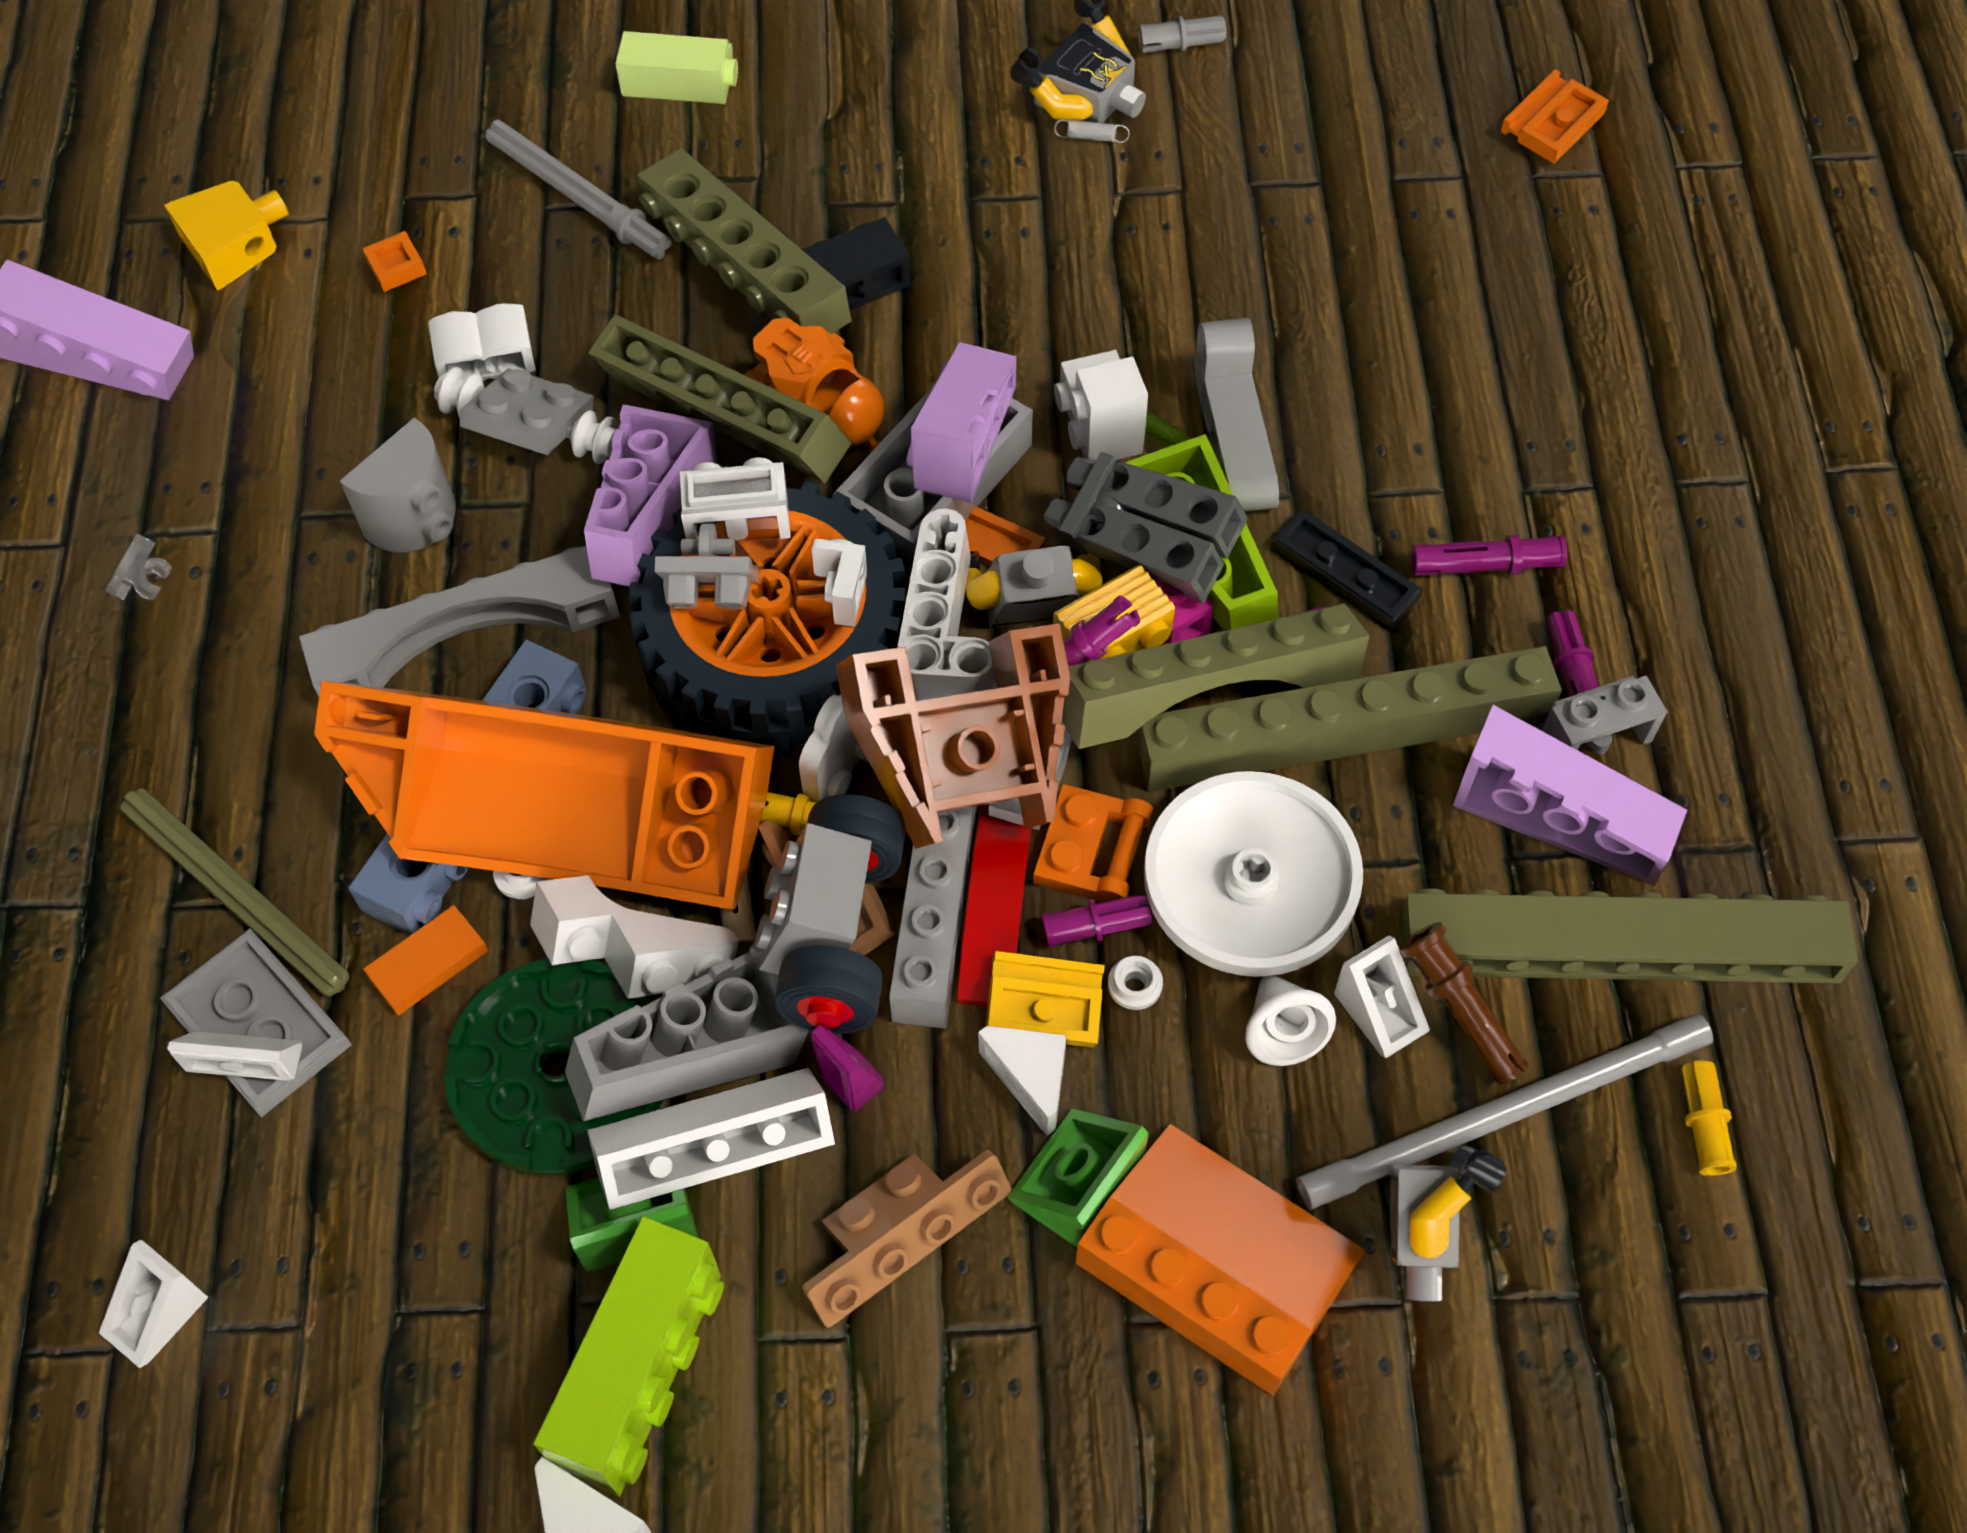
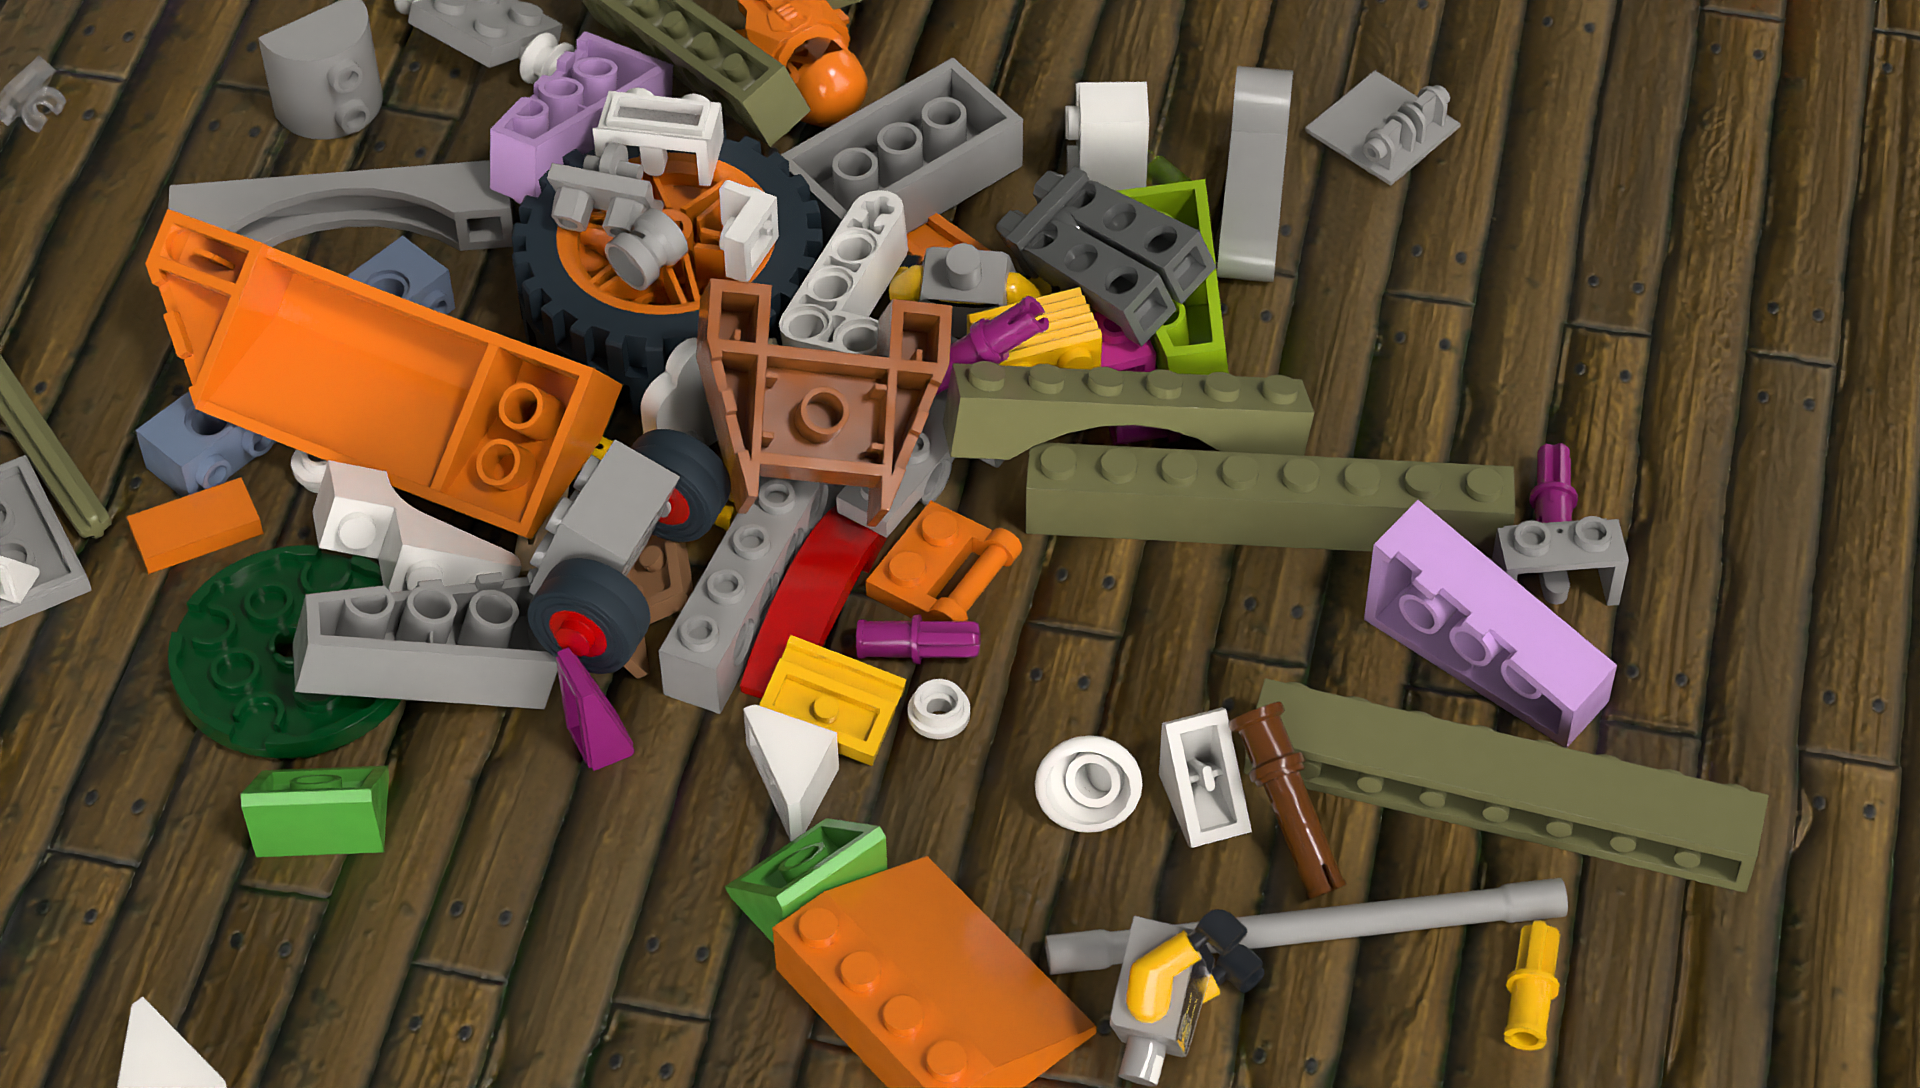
camera: 15 degrees right, 10 degrees down
(631, 1358) = (268, 925): lime brick -> none
(710, 1137) = (423, 743): white brick -> none
(762, 617) = (646, 249): none -> light grey wheel
(897, 1226) = (596, 885): medium nougat bracket -> none
(961, 421) = (932, 108): lavender wedge -> none
(1253, 873) = (1103, 625): white dish -> none
(1320, 342) = (1385, 126): none -> light grey hinge
(1346, 569) = (1330, 359): black tile -> none
(1503, 555) = (1495, 375): magenta pin -> none

